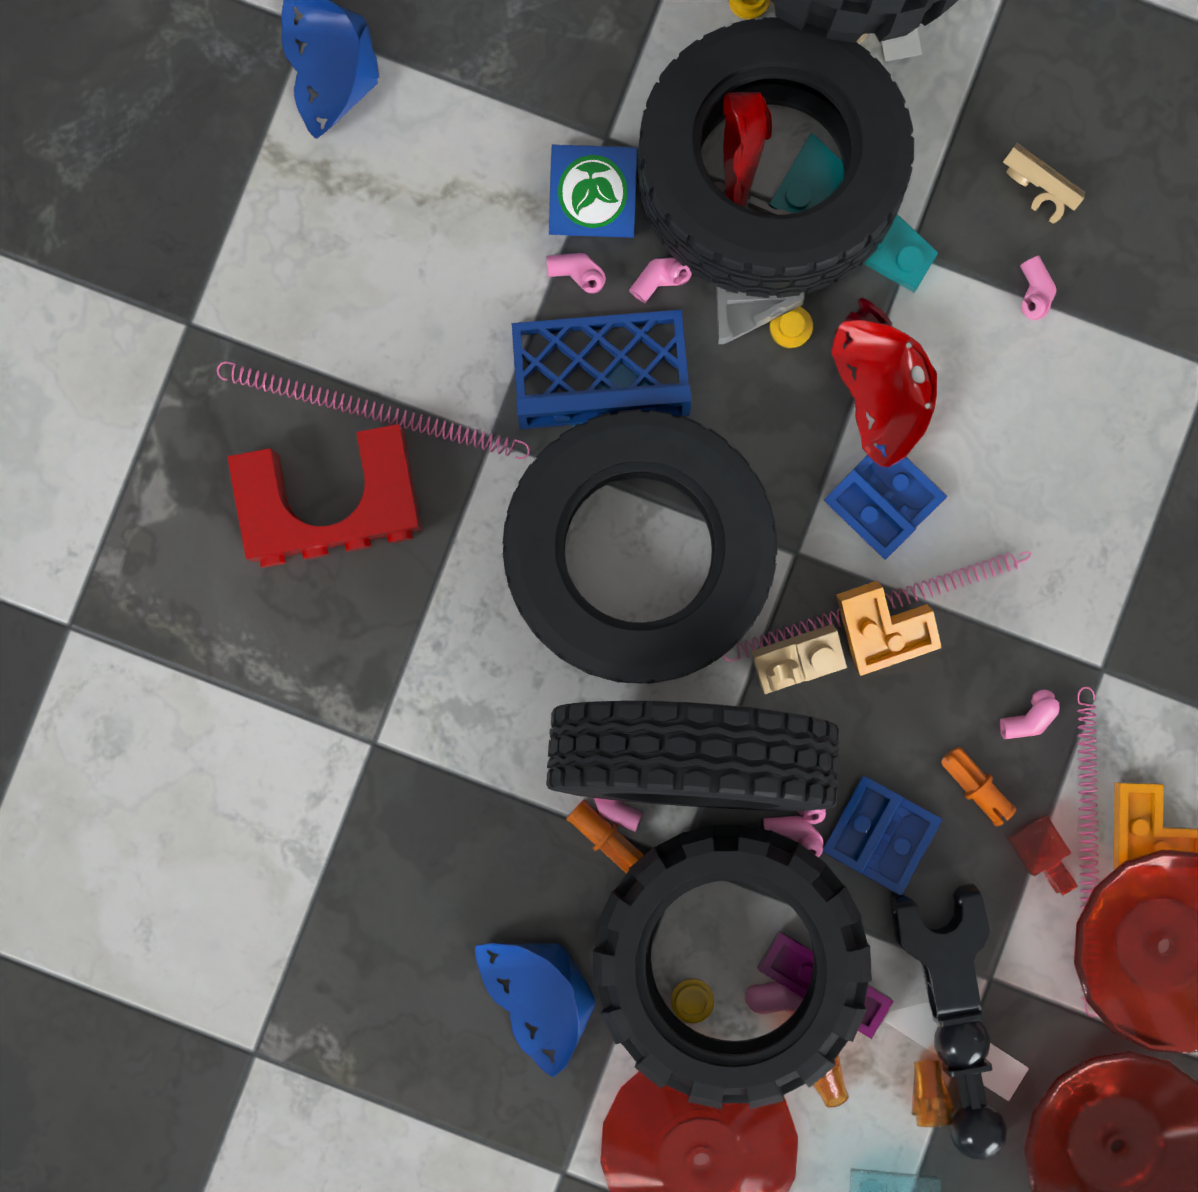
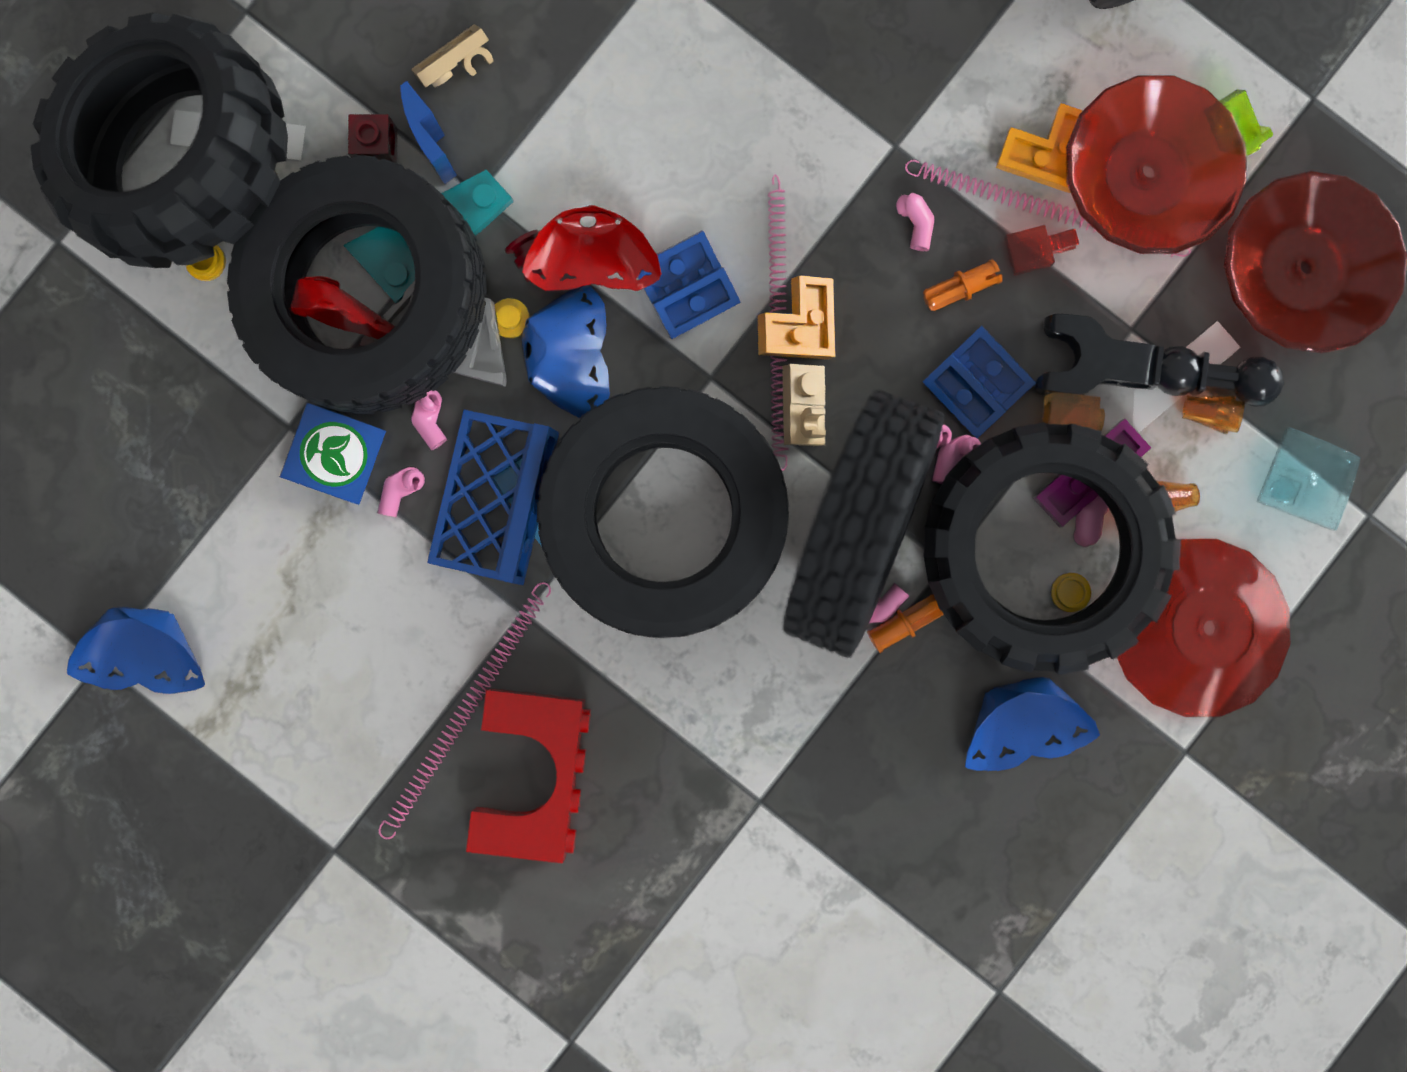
camera: 70 degrees left, 0 degrees up
(775, 396) = (567, 351): none -> blue piece
(885, 944) = (1073, 408): none -> clear orange brick
(934, 125) = (372, 136): none -> dark red brick
(956, 176) = (426, 131): none -> blue slope
(1040, 291) = (548, 91): bright pink arm -> none

